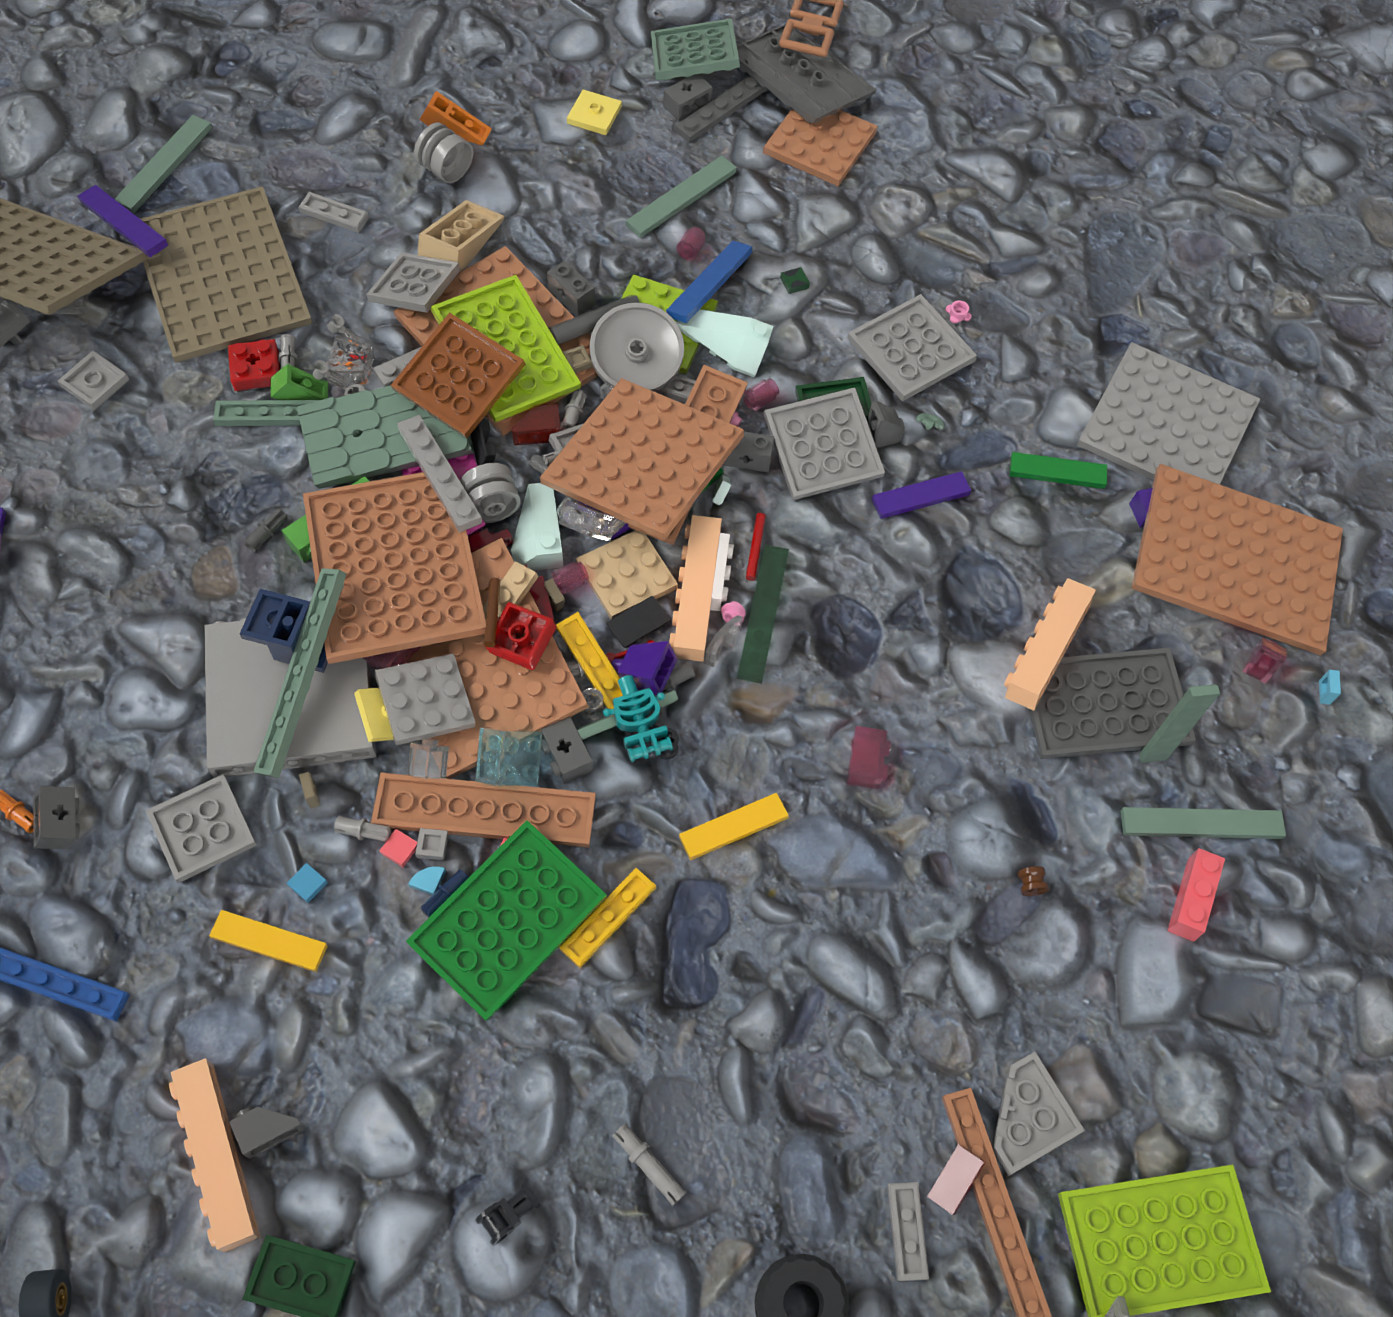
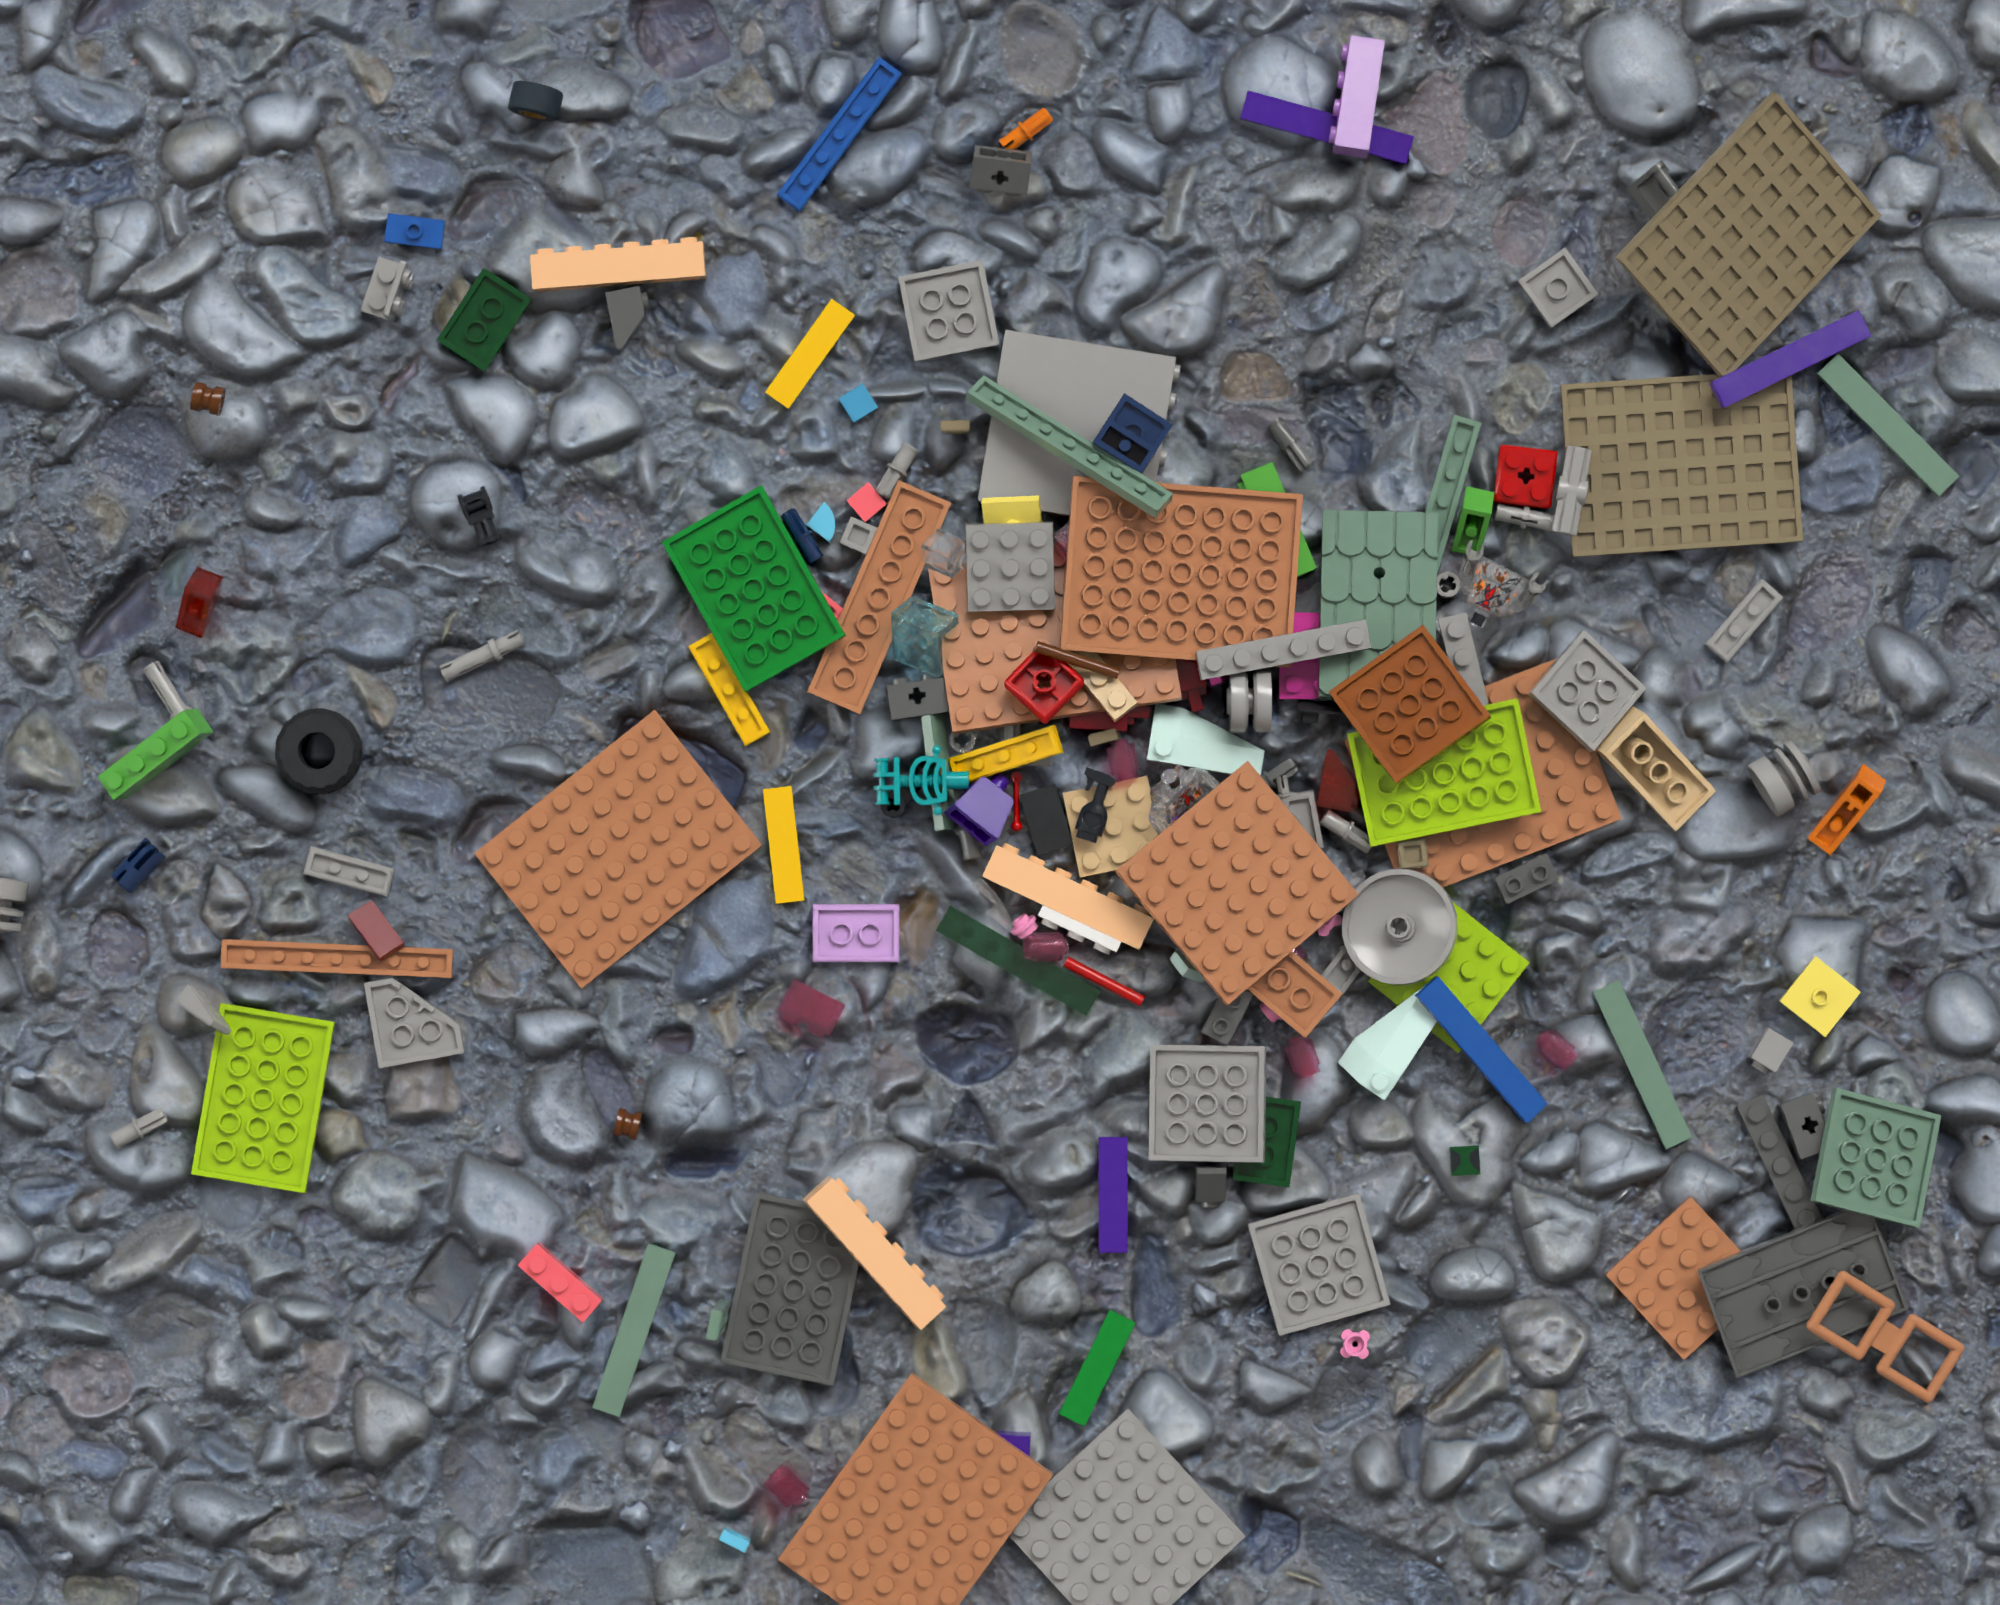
camera: 115 degrees right, 25 degrees up
(256, 324) = (1571, 490): none -> light grey piece
(585, 322) = (1462, 889): dark grey brick -> none
(622, 582) = (1094, 814): none -> black piece
(643, 126) = (1769, 1051): none -> light grey brick
(745, 590) = (1045, 947): none -> clear pink brick
(788, 744) = (855, 932): none -> lavender tile
(790, 974) = (618, 849): none -> nougat plate
(930, 420) = (1207, 1244): sand green plant -> none

